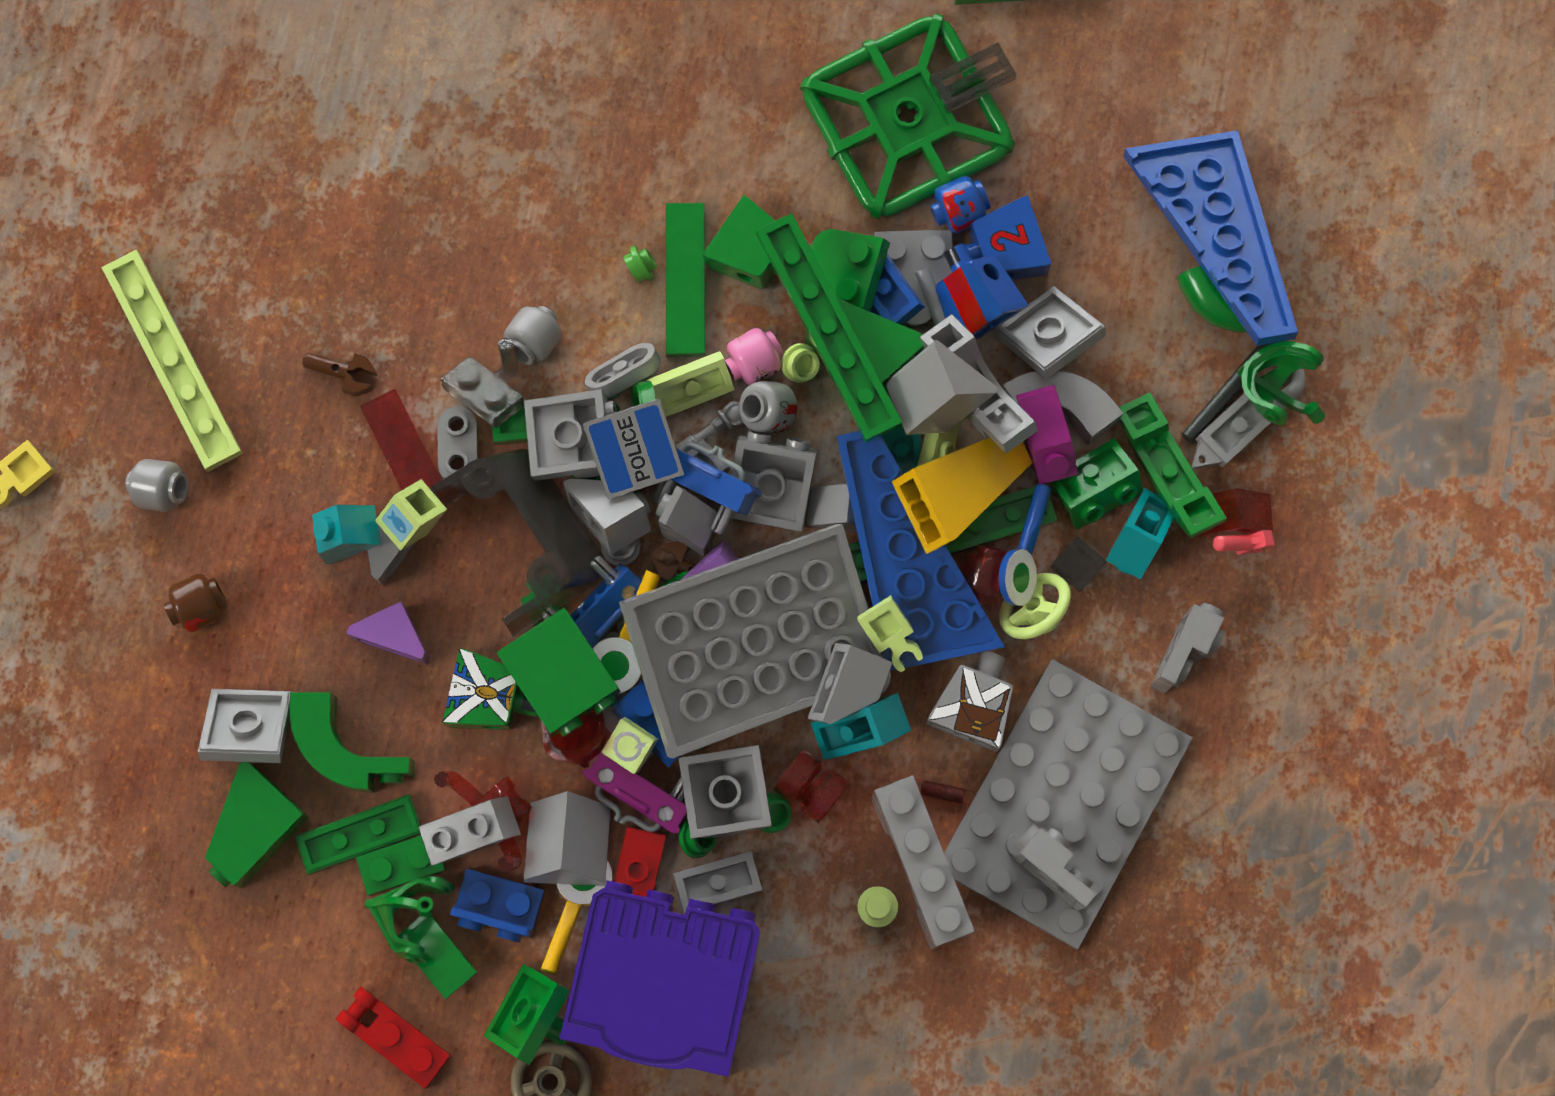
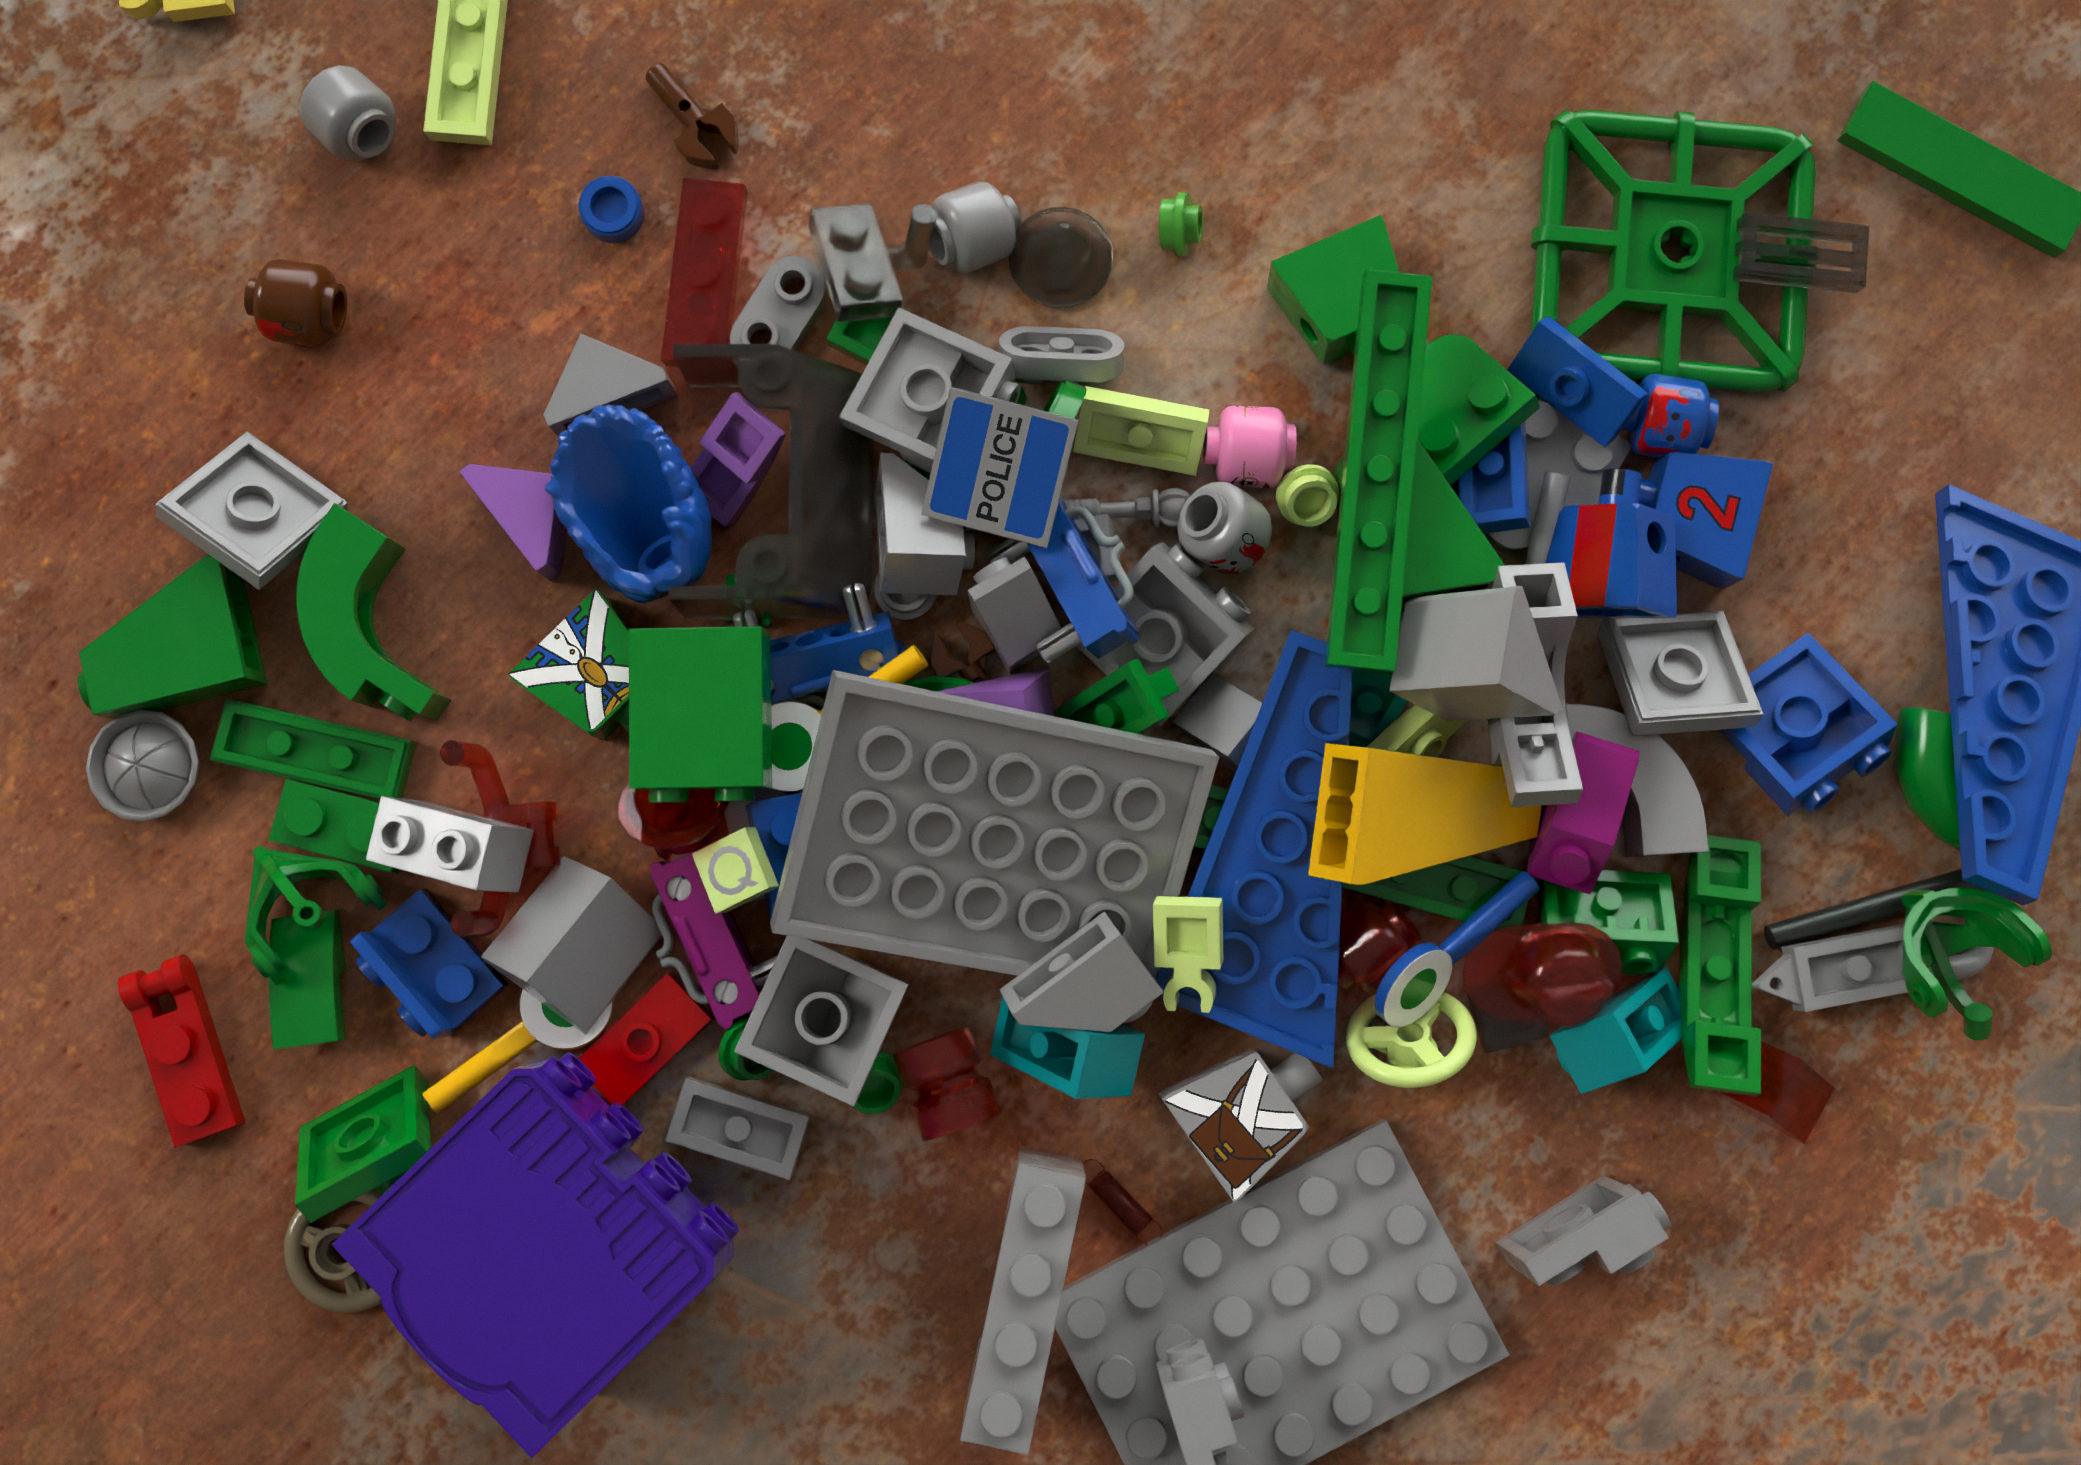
camera: 30 degrees right, 5 degrees up
(273, 899) = (142, 765): none -> light grey hat
(330, 447) = (611, 209): none -> blue tile
(345, 531) = (541, 330): teal slope -> none
(411, 514) = (639, 364): yellowish green brick -> none
(449, 591) = (631, 502): none -> blue hair
(487, 536) = (736, 457): none -> medium lavender slope
(588, 320) = (1061, 257): none -> clear smoke hat
(685, 280) = (1226, 284): green tile -> none
(774, 526) = (1123, 699): none -> green plate
(877, 906) = (930, 1302): yellowish green plate -> none
(900, 216) = (1577, 381): none -> blue plate
(1080, 529) = (1543, 973): none -> clear red piece
(1135, 318) = (1811, 728): none -> blue plate
(1245, 544) = (1760, 1138): coral bar -> none

